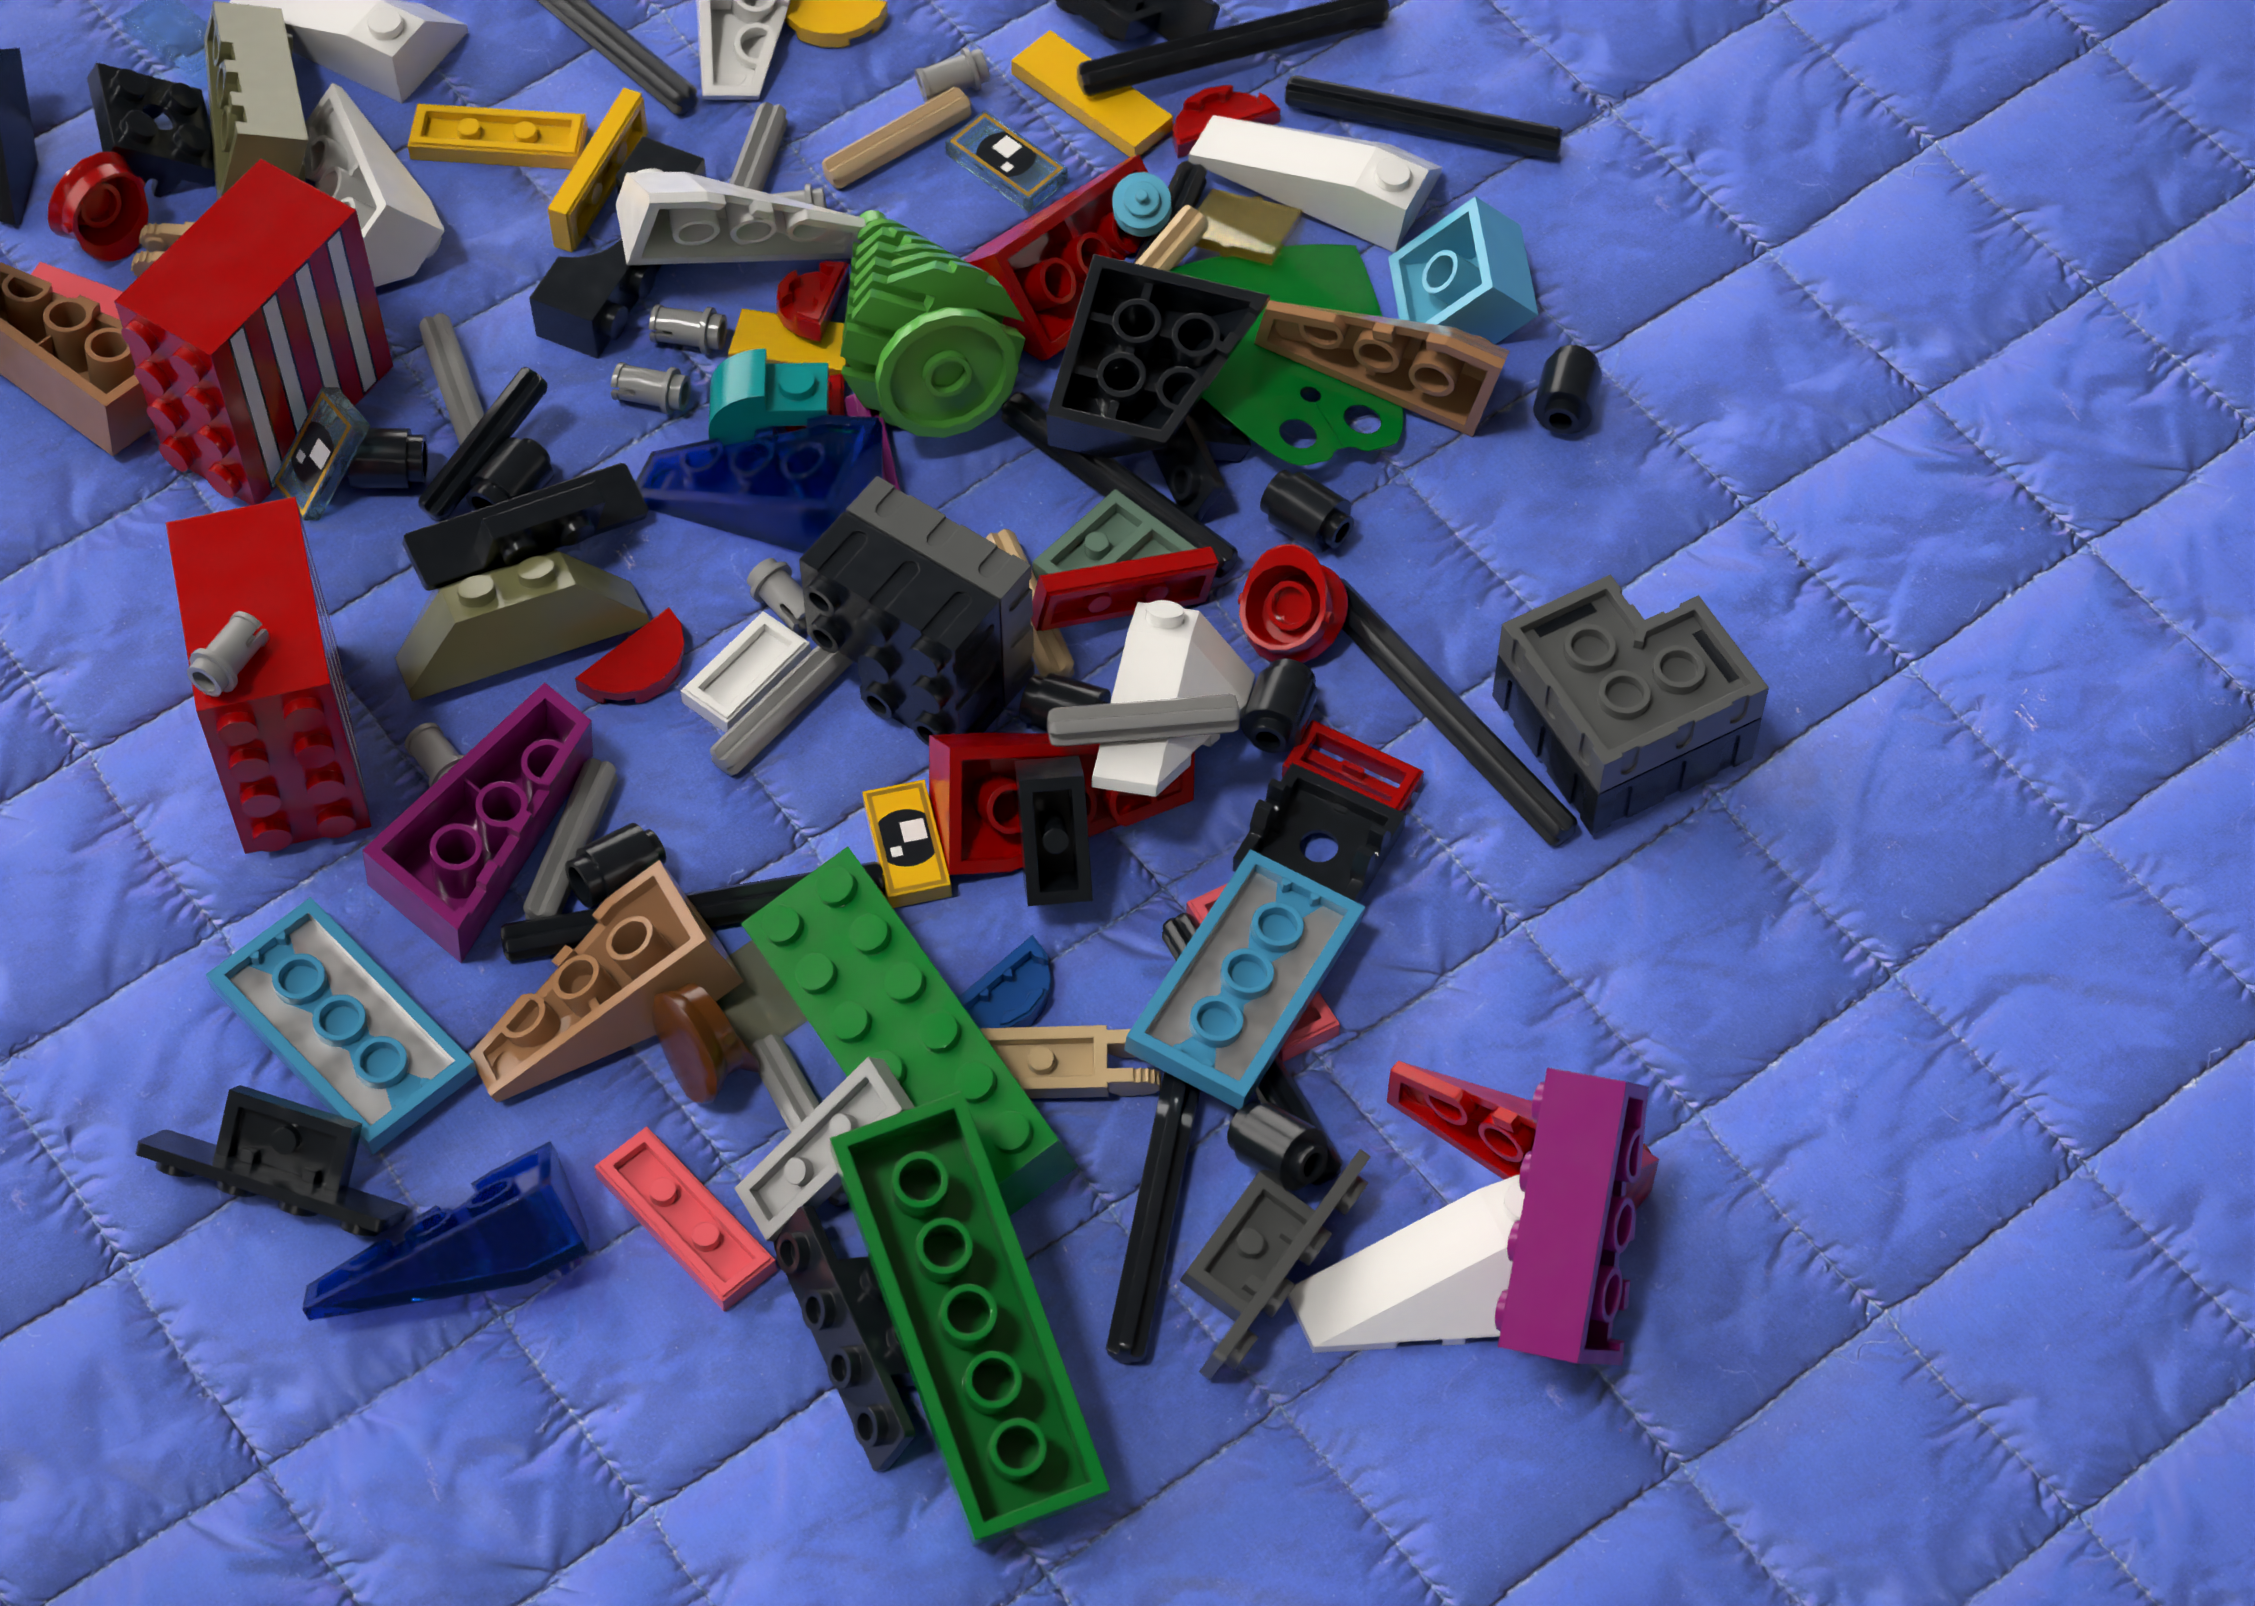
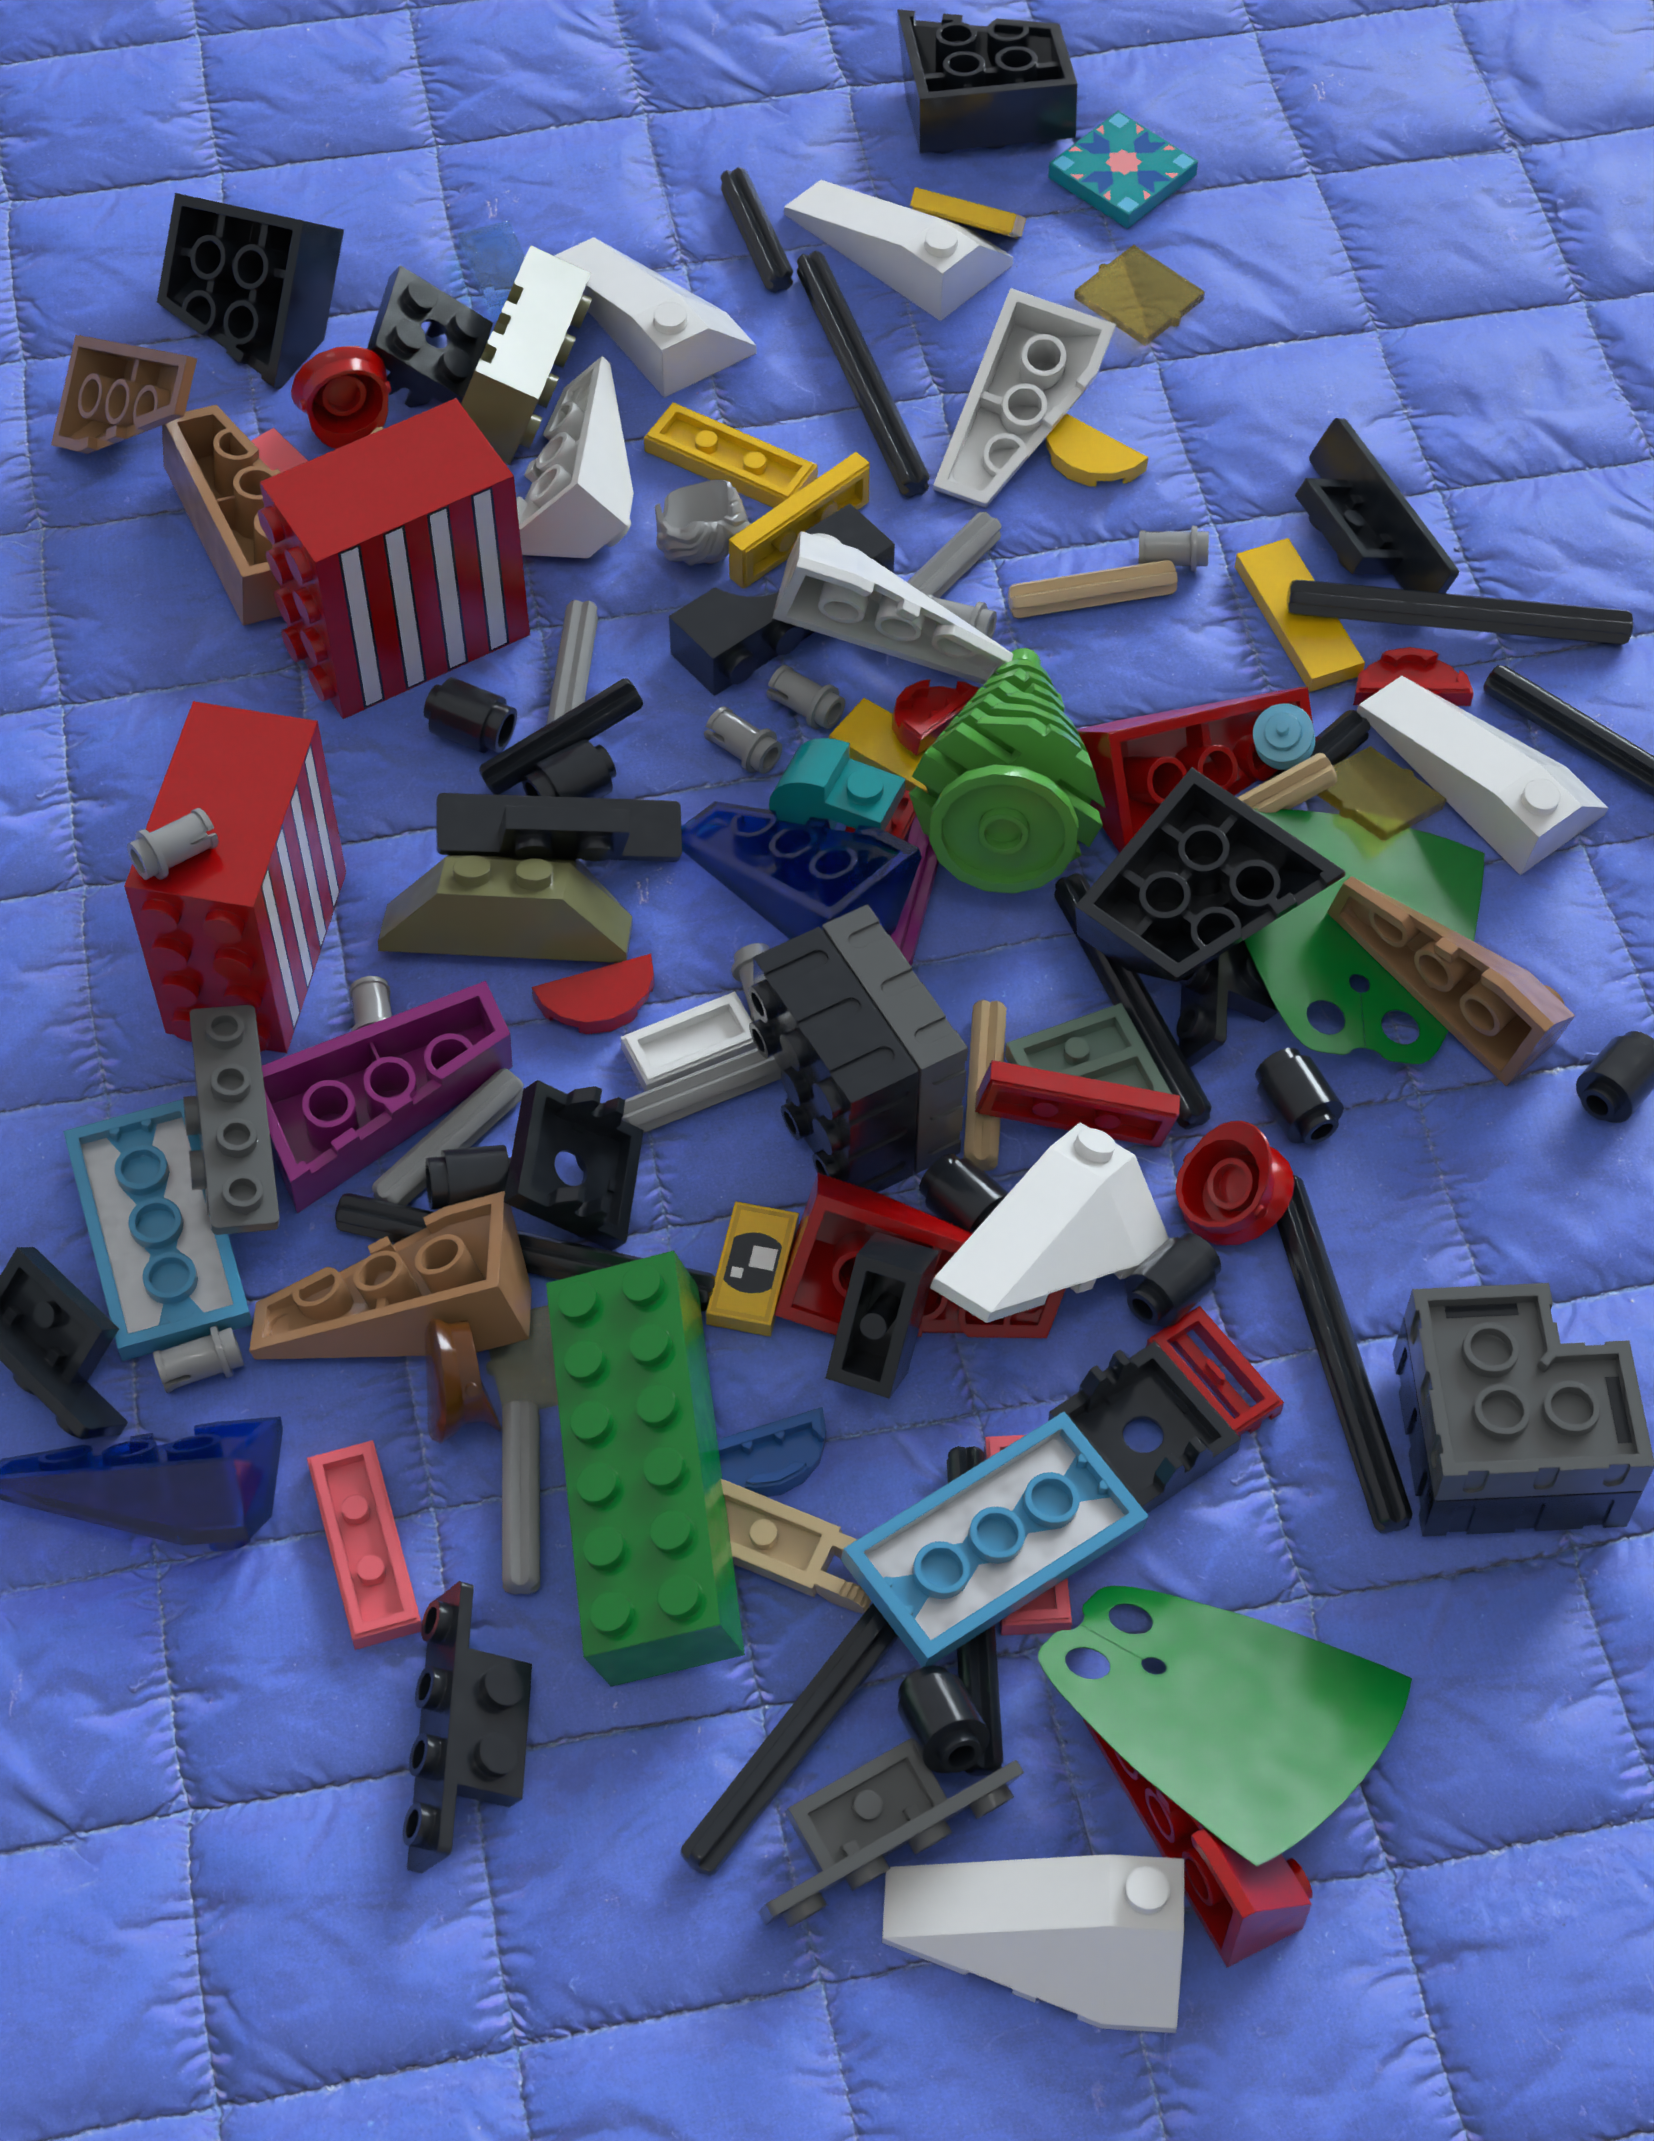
camera: 25 degrees right, 0 degrees up
(321, 452) = (412, 690): clear light blue tile -> none
(375, 900) = (230, 1122): none -> dark grey bracket
(446, 1122) = (199, 1359): none -> light grey pin
(508, 202) = (700, 522): none -> light grey hair
(721, 794) = (603, 1149): none -> black piece
(802, 1166) = (511, 1533): light grey plate -> none
(968, 1318) = (543, 1766): green brick -> none
(1006, 161) = (1184, 648): tile -> none
(1143, 720) = (1009, 1242): light grey axle -> none
(1467, 274) = (1574, 925): medium azure slope -> none
(1504, 1027) = (1246, 1722): none -> piece
(1574, 1220) = (1173, 1938): magenta wedge -> none

